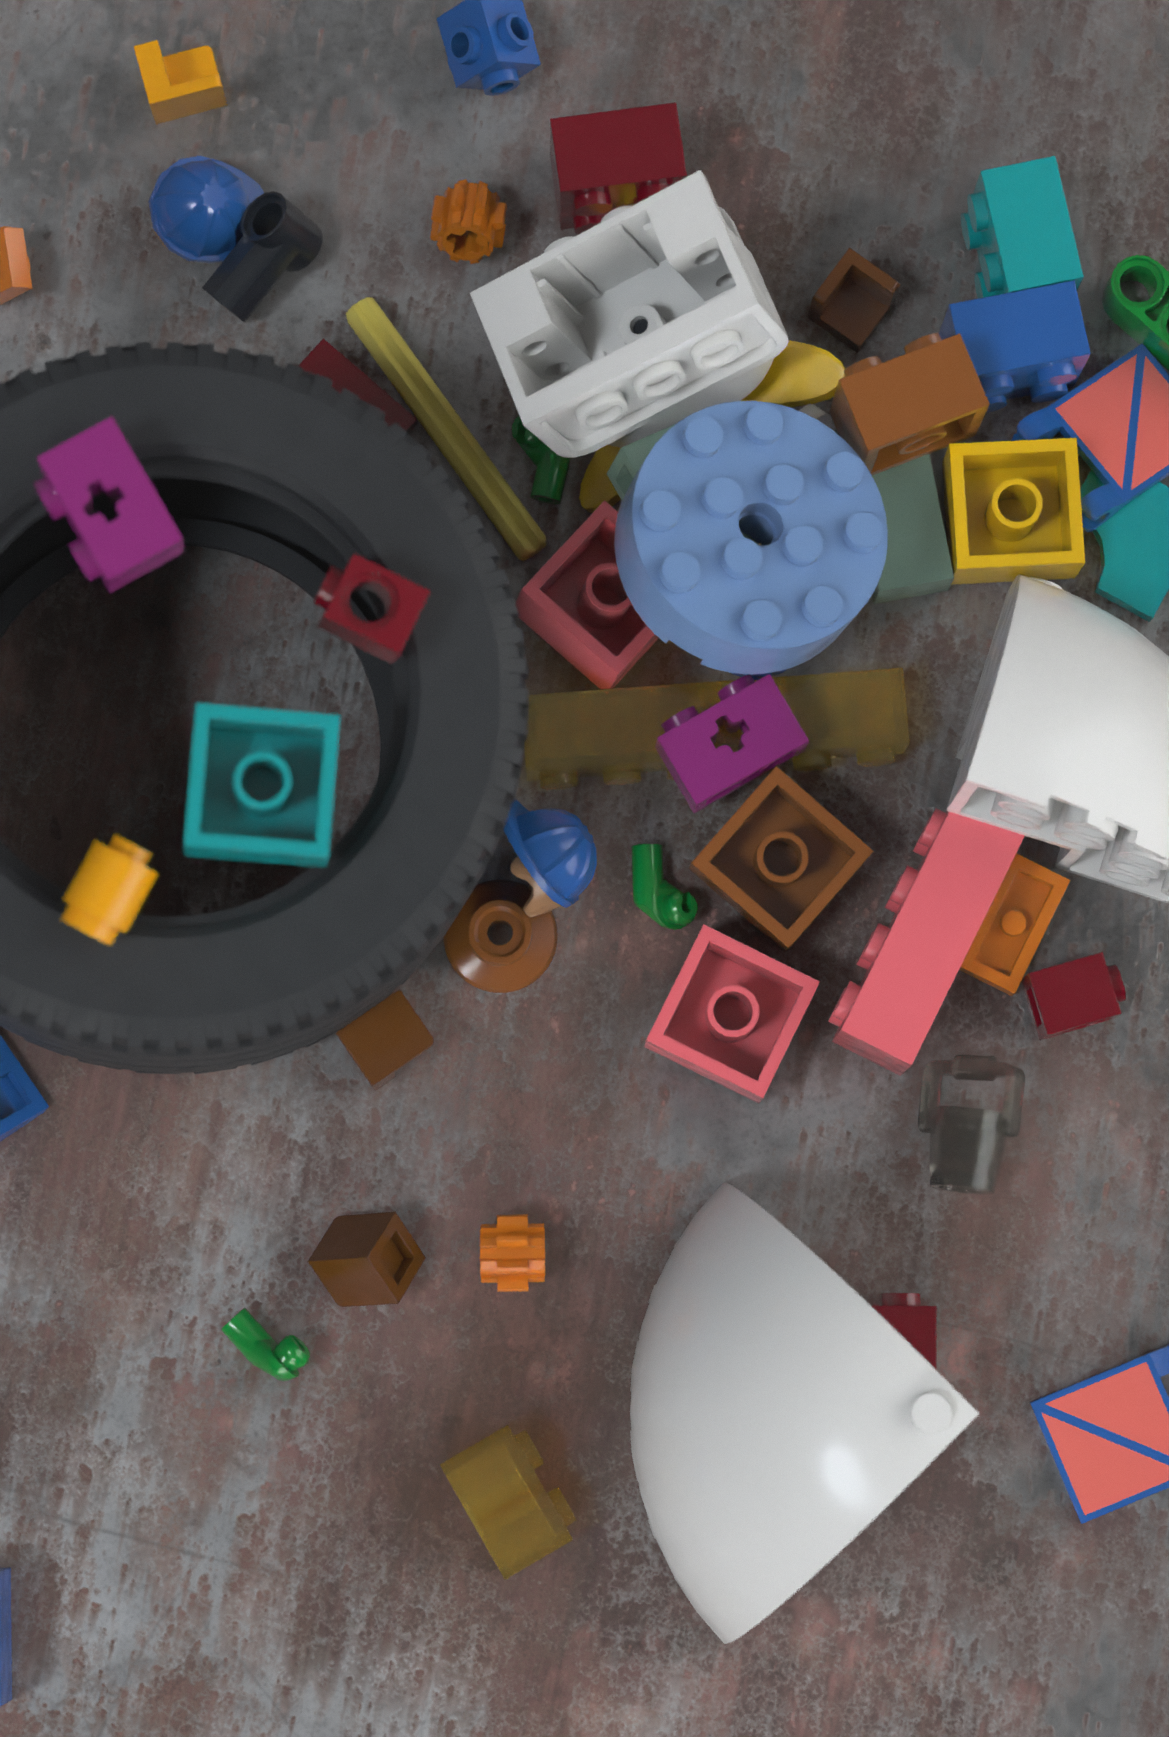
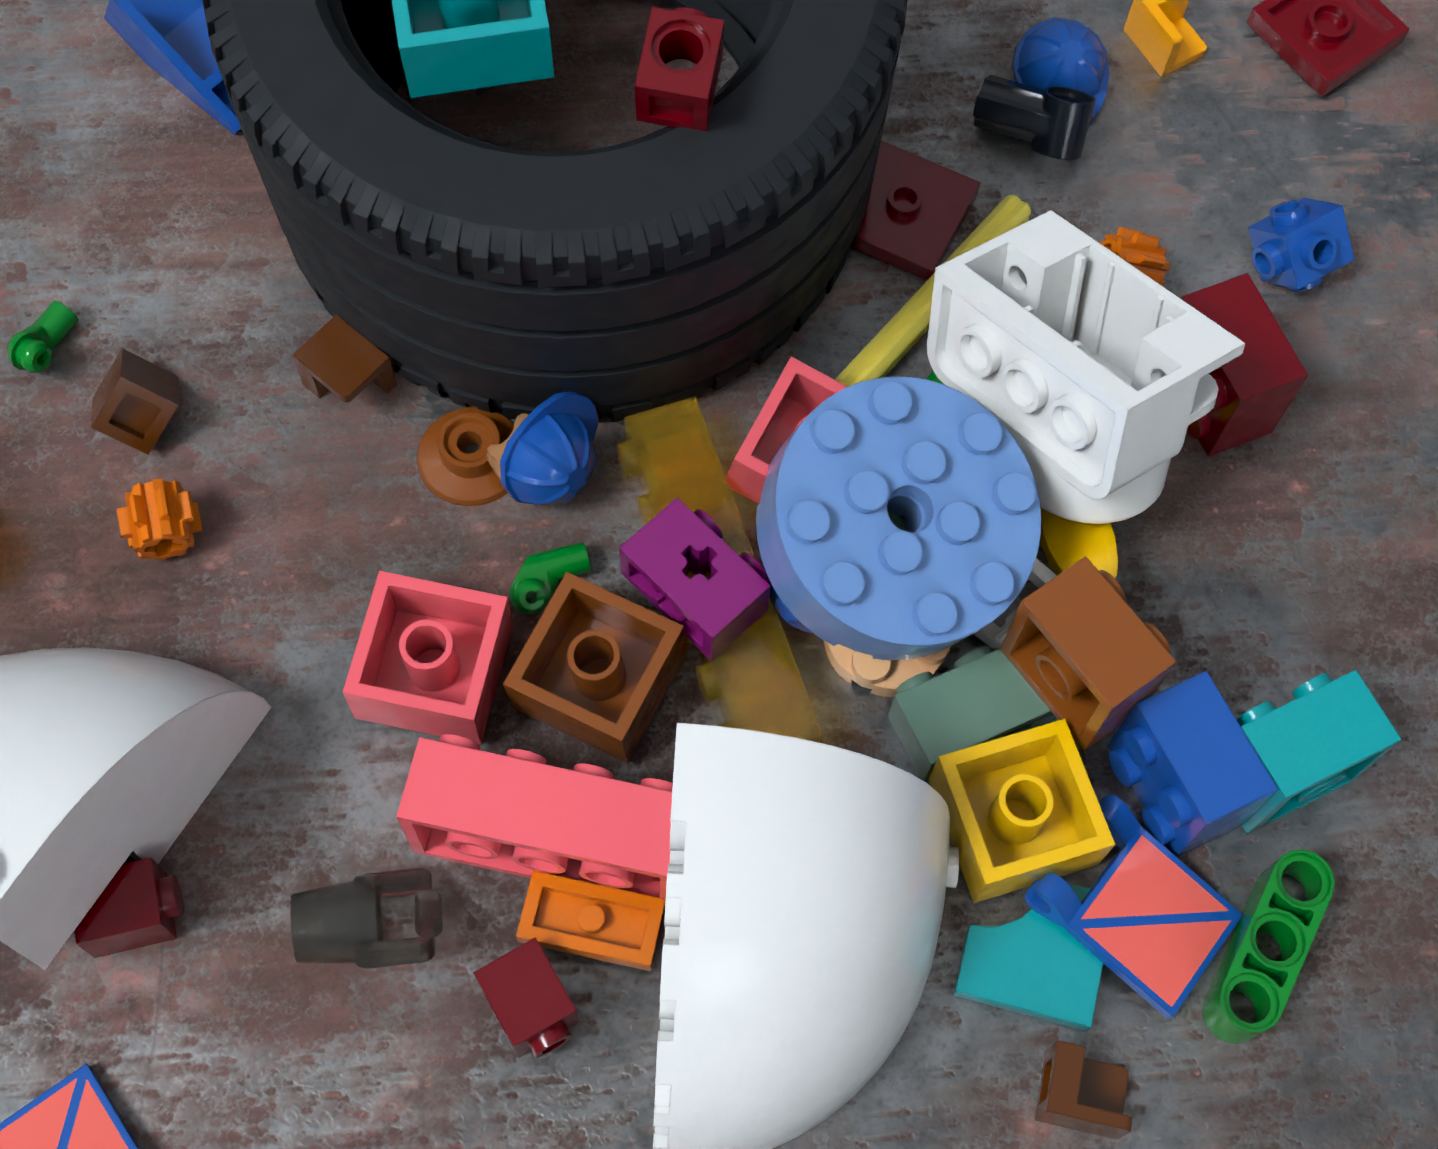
camera: 75 degrees right, 15 degrees down
(853, 300) = (1185, 609): reddish brown panel -> none

